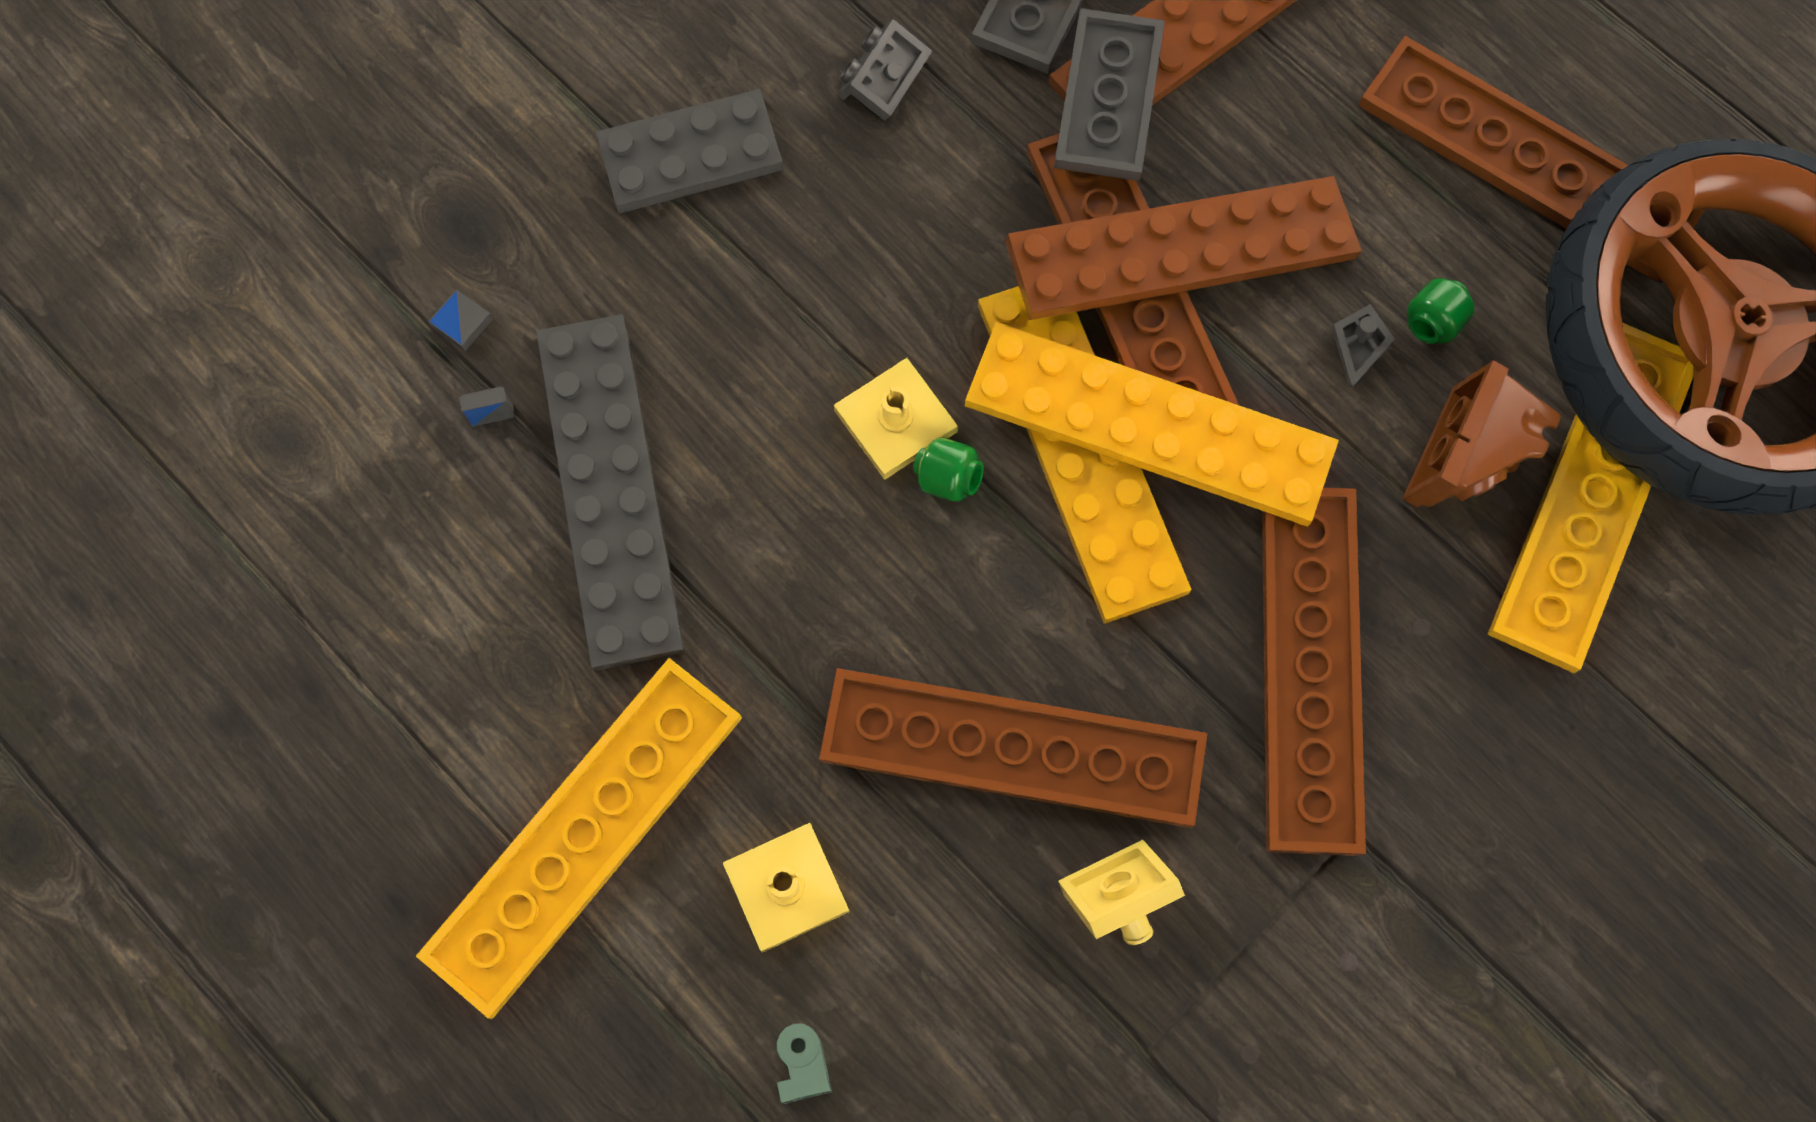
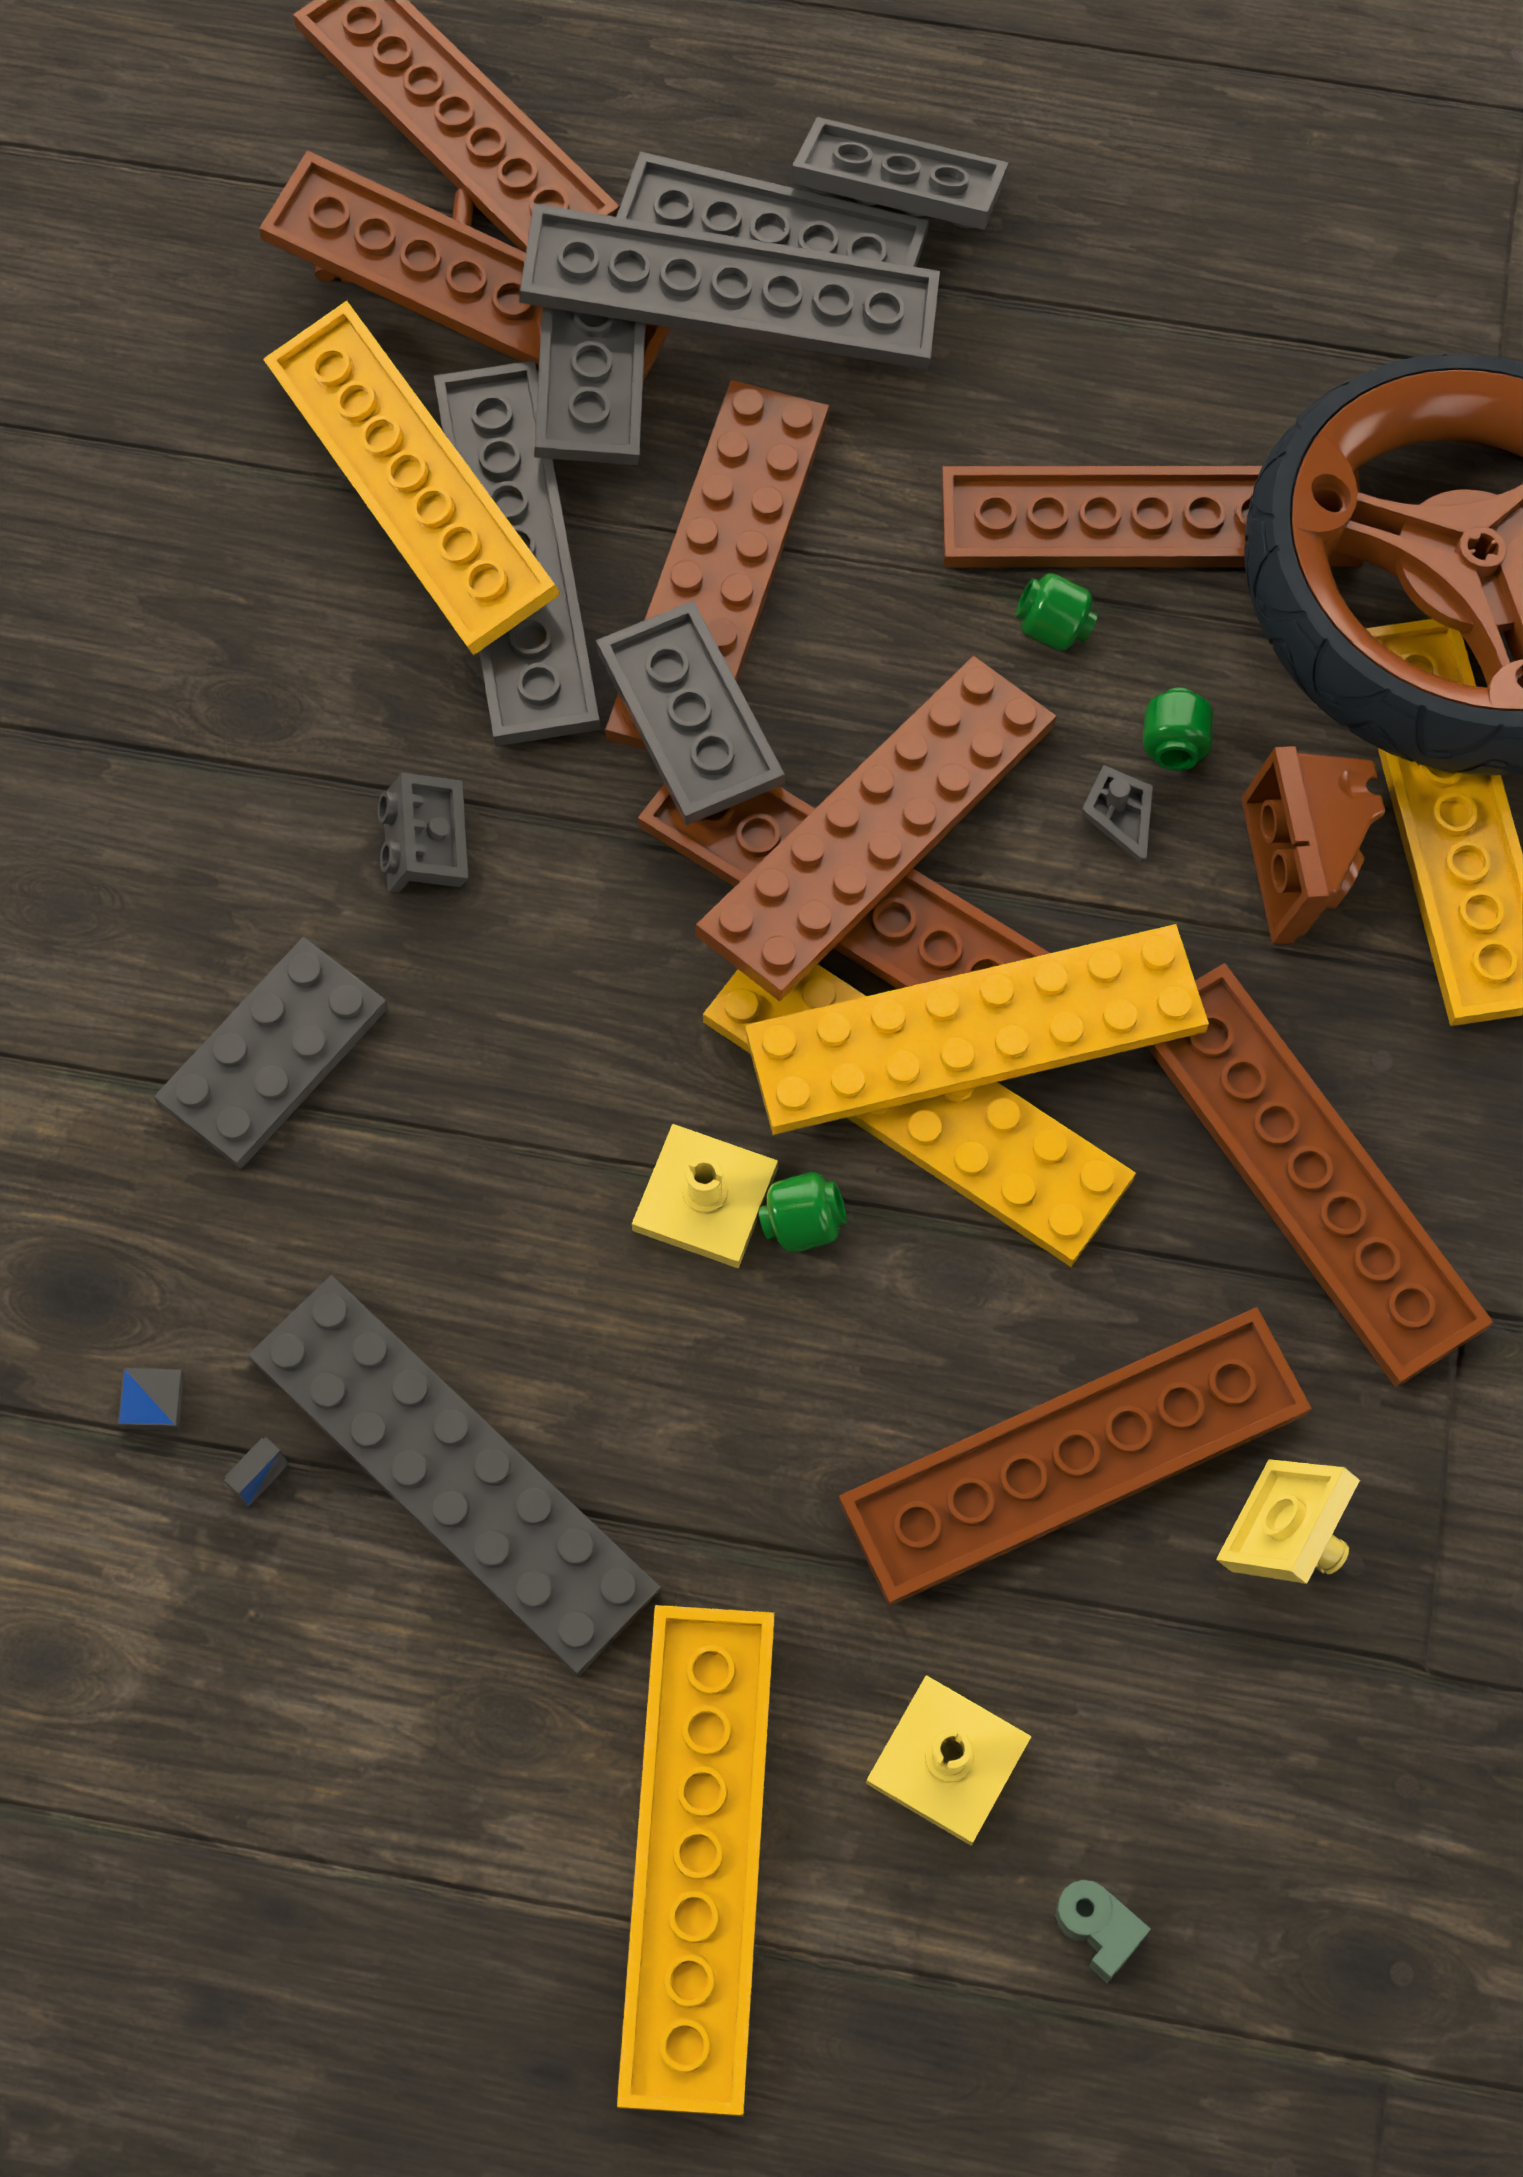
camera: 35 degrees left, 5 degrees down
(1412, 180) = (1056, 612): none -> green head

